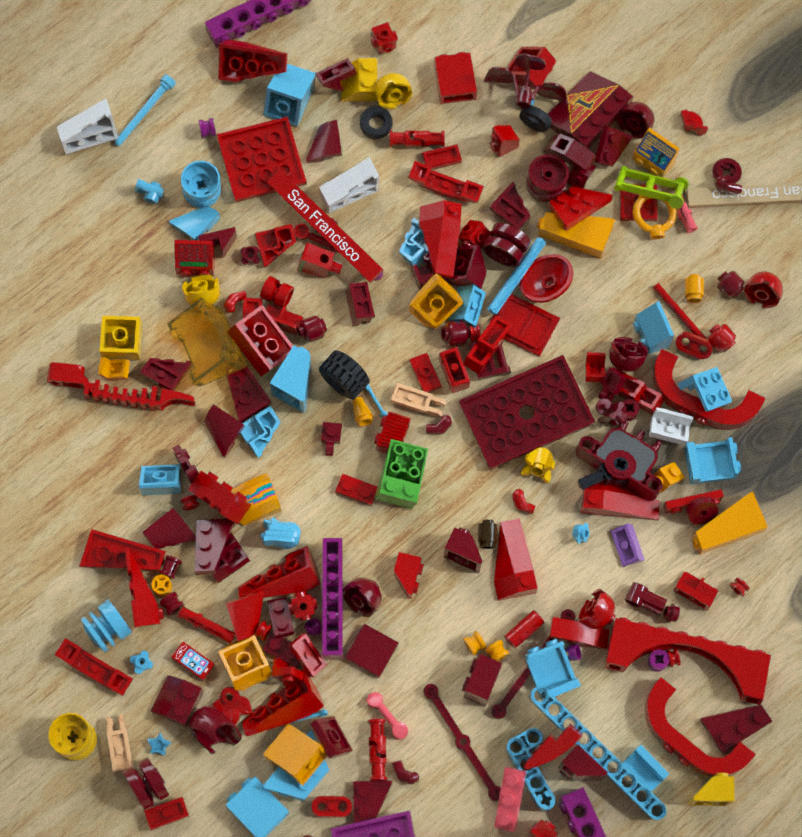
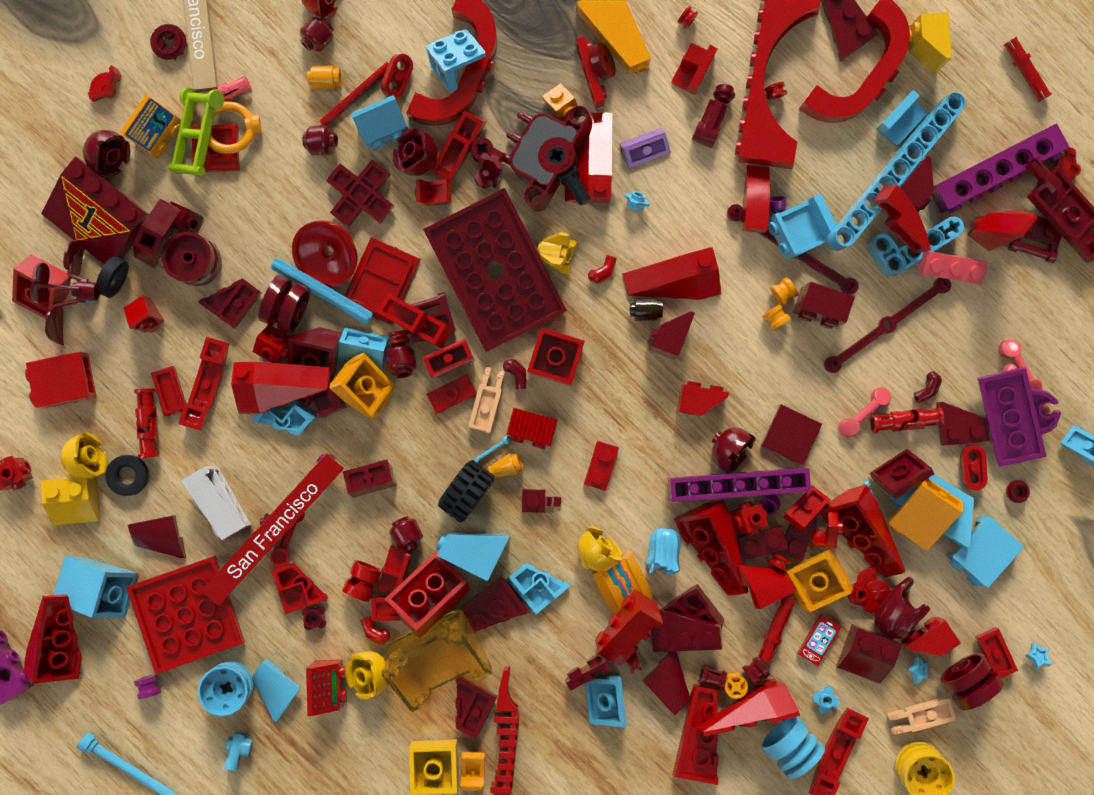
camera: 90 degrees left, 15 degrees up
(184, 758) = (933, 638): none -> red slope
(223, 428) = (538, 630): dark red slope -> none
(224, 238) = (294, 652): dark red slope -> none
(286, 478) = (597, 552): none -> yellow cylinder
(318, 261) = (316, 542): red torso -> none
(333, 75) = (66, 533): dark red slope -> none
(402, 474) = (582, 413): bright green slope -> none
(450, 455) = (555, 356): none -> red brick
(524, 629) = (755, 261): red axle -> none
(577, 204) = (226, 221): red wing -> none
(586, 236) = (259, 220): light orange slope -> none
(596, 311) = (360, 193): none -> dark red plate
(598, 611) = (729, 178): red cylinder -> none
(611, 145) = (143, 182): dark red wing -> none
(612, 384) = (454, 169): dark red plate -> none
(641, 281) = (320, 140): none -> dark red head
(655, 663) = (777, 111): magenta wheel -> none
(670, 426) = (501, 101): white bracket -> none
(712, 461) = (538, 52): medium azure panel -> none
(721, 184) = (190, 39): dark red arm -> none
(722, 337) = (385, 43): red head -> none

